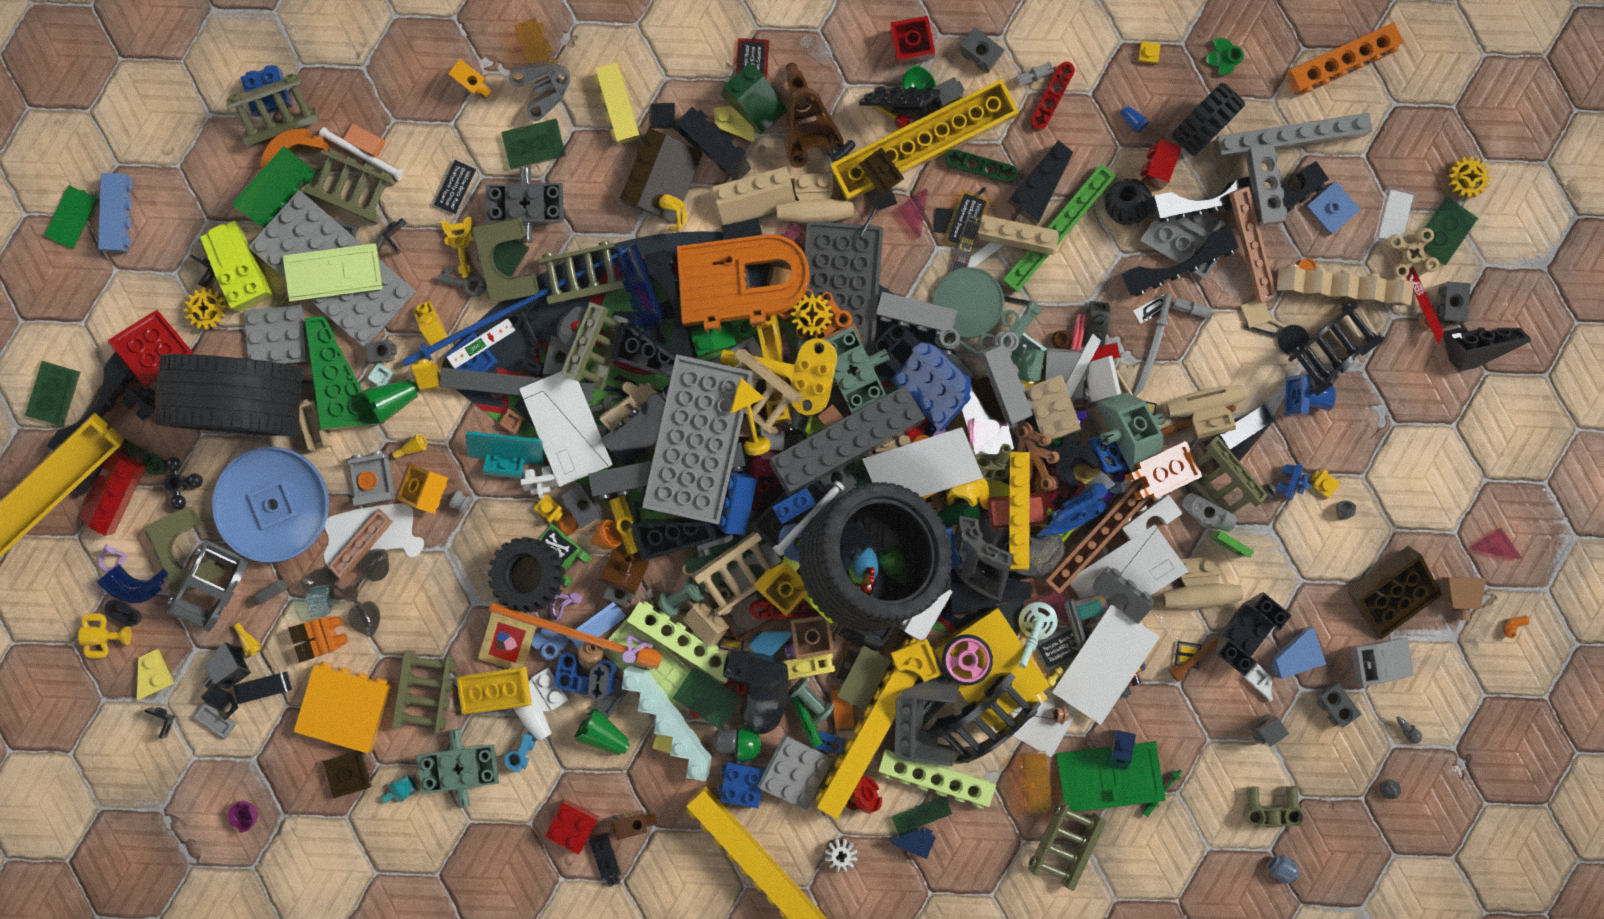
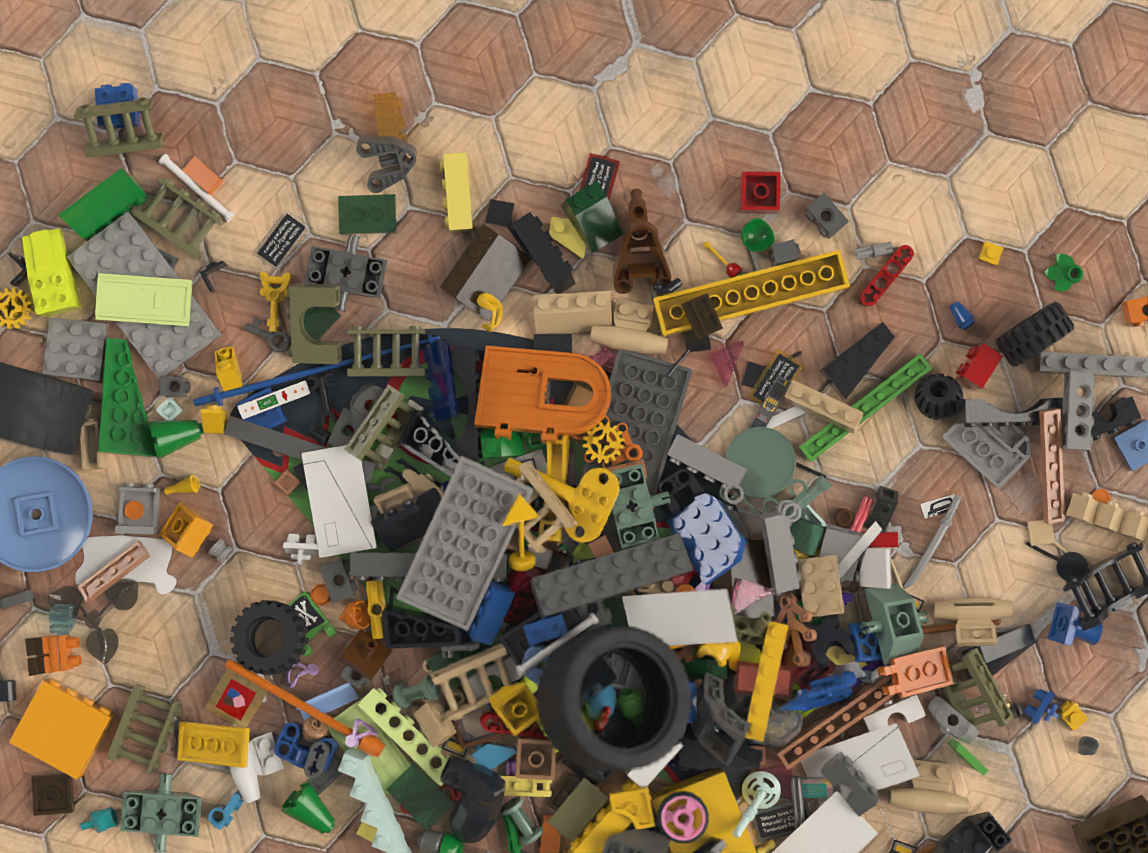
camera: 15 degrees right, 0 degrees up
(293, 140) = (130, 162): orange arch -> none
(463, 74) = (312, 132): light orange torso -> none
(504, 454) = (273, 514): teal bracket -> none
(549, 509) = (306, 576): yellow bracket -> none
(549, 639) = (276, 704): medium blue plate -> none
(902, 100) = (736, 249): black bracket -> none
(981, 163) = (802, 327): dark green beam -> none
(1192, 308) = (979, 514): light grey axle -> none
(1217, 244) = (1017, 458): black arch -> none

